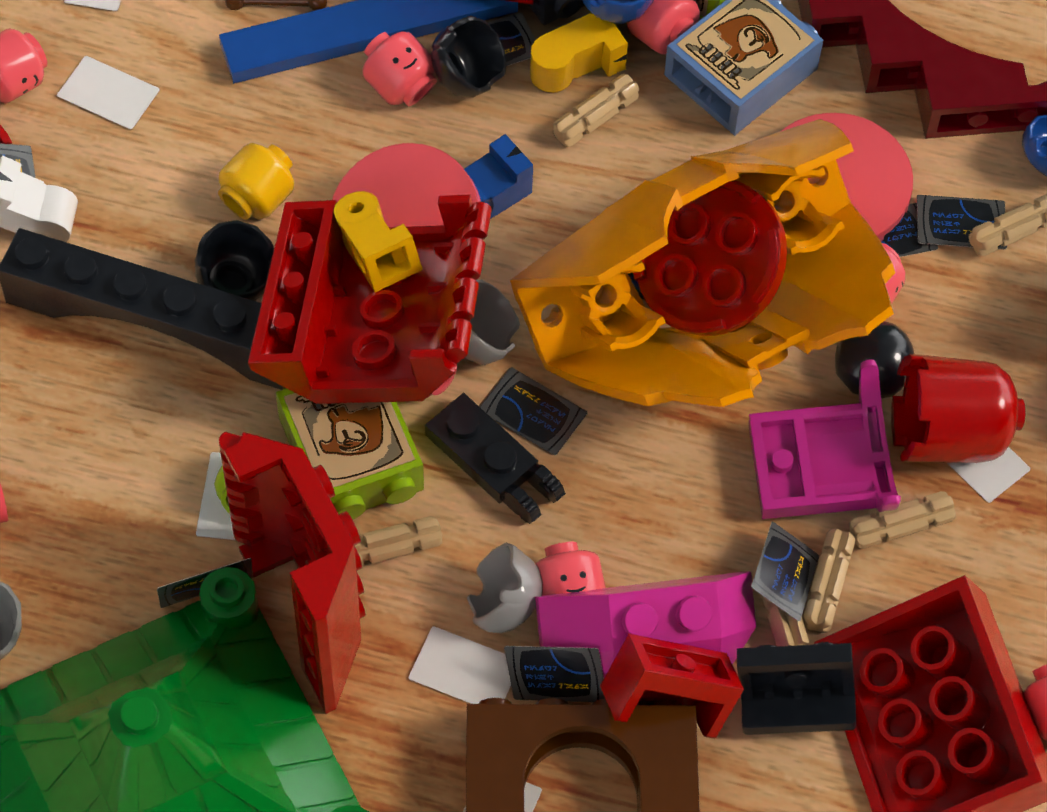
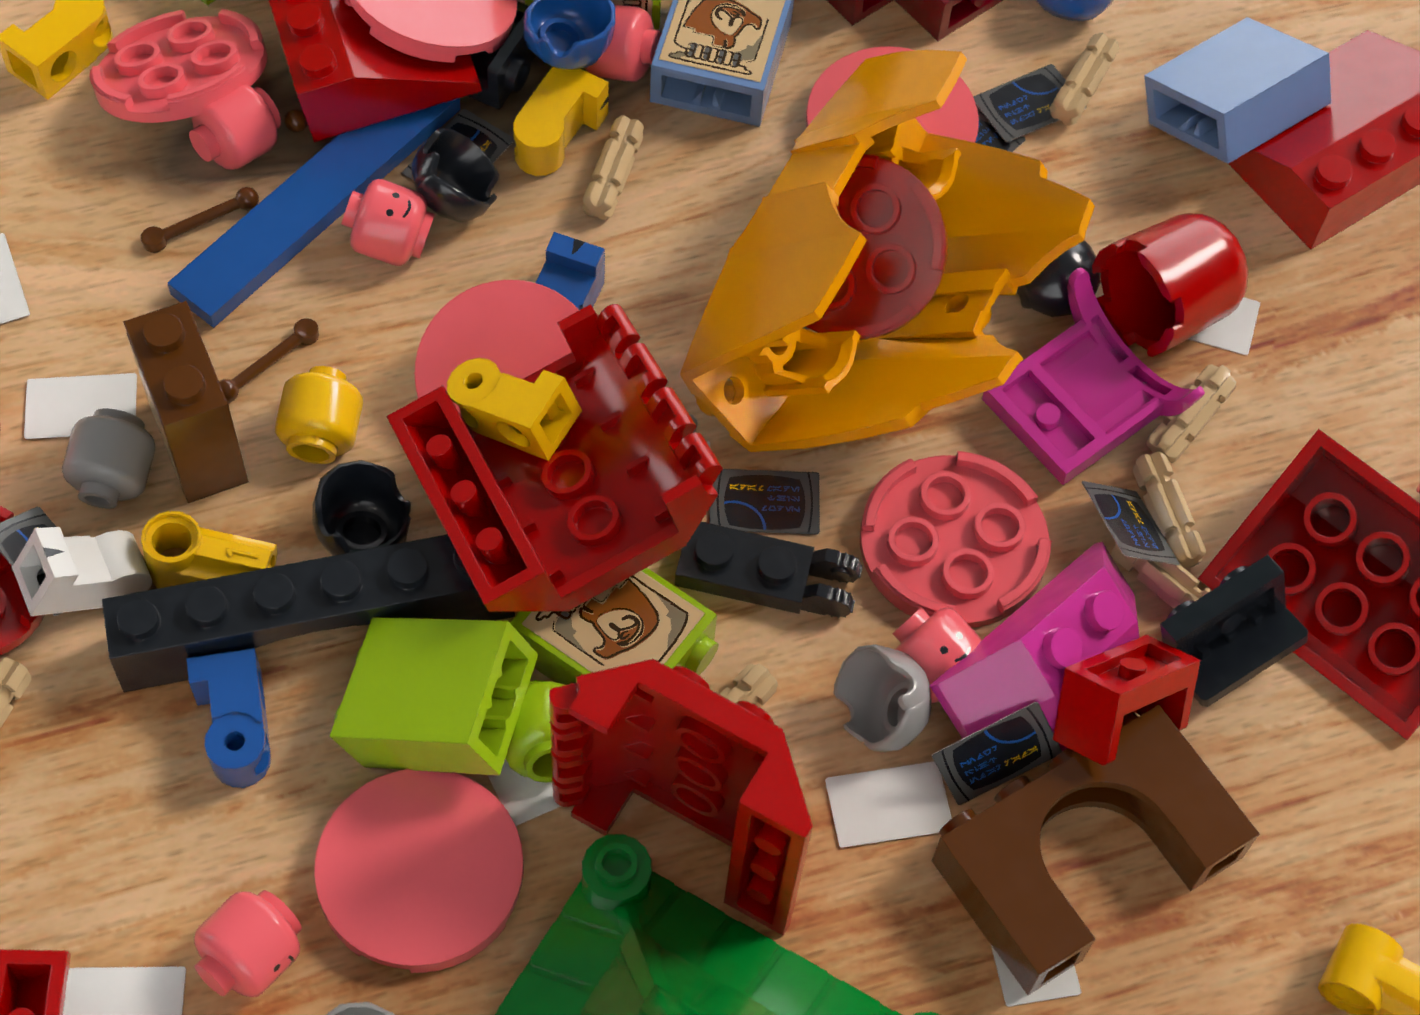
camera: 35 degrees left, 0 degrees up
(63, 355) = (239, 733): none -> blue leg
(95, 136) = (108, 458): none -> light grey head
(112, 526) = (419, 870): none -> coral tile
(115, 236) = (207, 555): none -> yellow piece
(163, 123) = (186, 401): none -> reddish brown brick
(185, 406) = (435, 695): none -> lime brick
(190, 587) = (567, 875): sticker -> none
(292, 119) = (305, 333): none -> reddish brown hinge
(651, 511) = (955, 537): none -> coral tile

